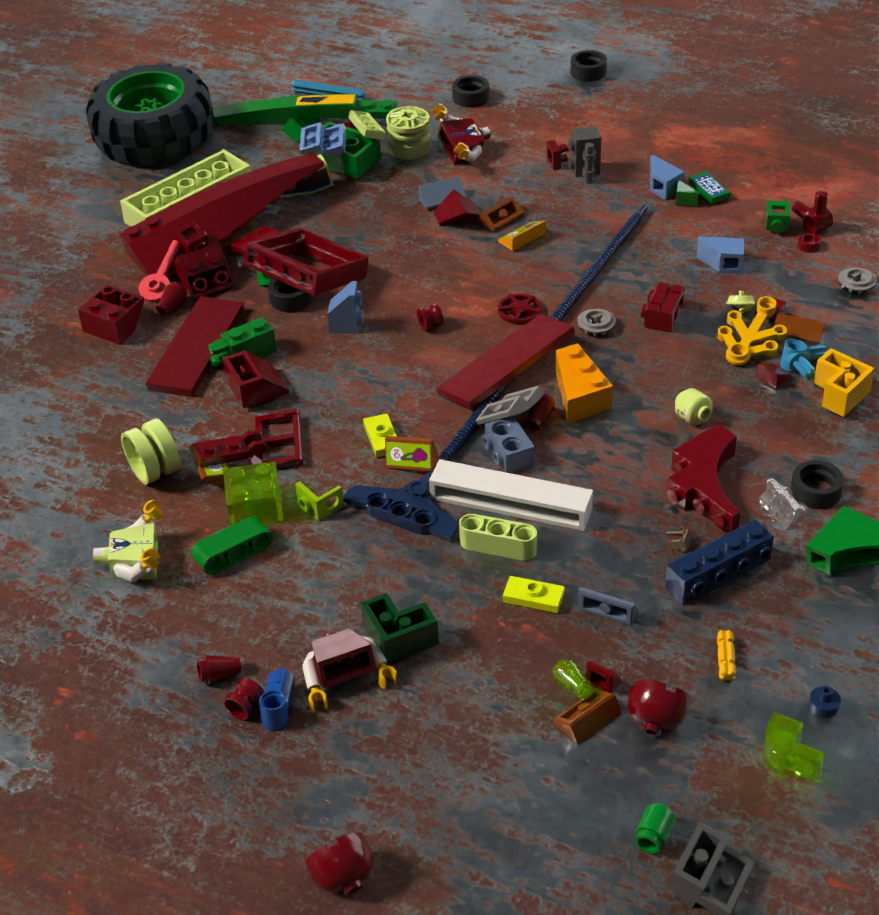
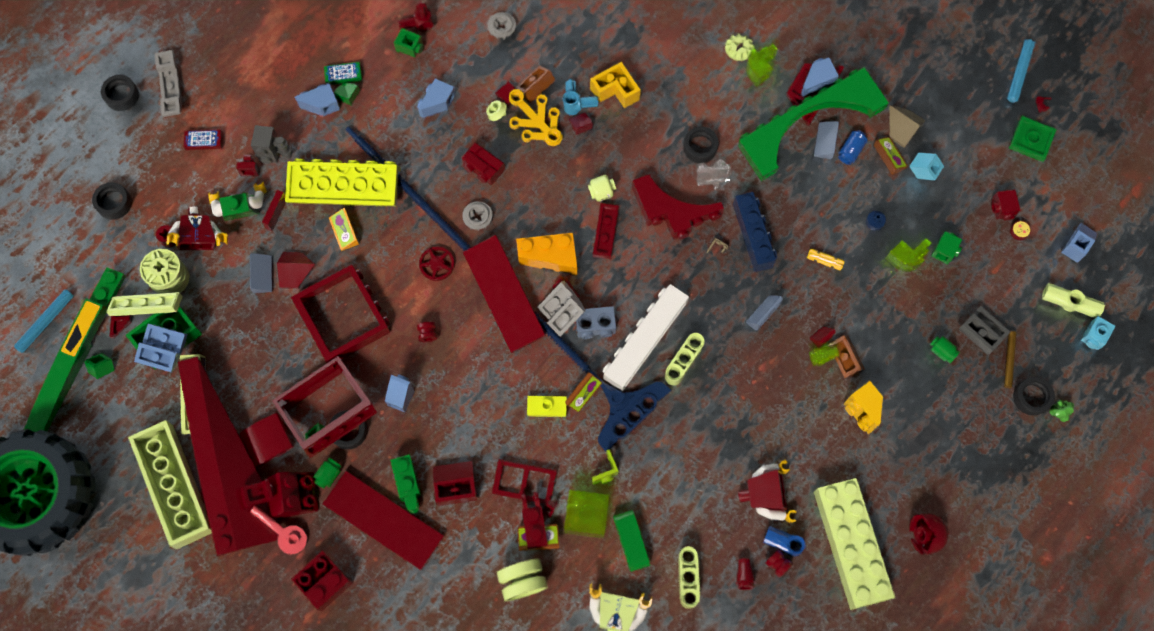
camera: 75 degrees left, 30 degrees up
(172, 297) = (316, 529): dark red cone -> none
(197, 609) = (691, 567): none -> yellowish green beam
(235, 289) = (327, 473): none -> green brick
(295, 776) = (853, 544): none -> yellowish green brick
(397, 631) = (756, 451): dark green brick -> none
(467, 251) = (357, 343): none -> dark red window
(500, 214) = (308, 237): dark orange slope -> none
(507, 156) = (238, 205): none -> torso
(510, 736) = (866, 407): none -> yellow slope
(516, 182) = (274, 210): none -> dark red tile
(533, 594) = (738, 354): neon yellow plate -> none
(567, 121) = (202, 139): none -> tile
(575, 213) = (342, 182): none -> neon yellow bracket
(620, 91) = (169, 83): none -> light grey slope
(640, 430) = (605, 231): none -> dark red tile
(656, 707) = (863, 314): dark red cylinder -> none
(809, 242) = (442, 36): dark red tile -> none
(831, 794) = (947, 247): none -> green brick

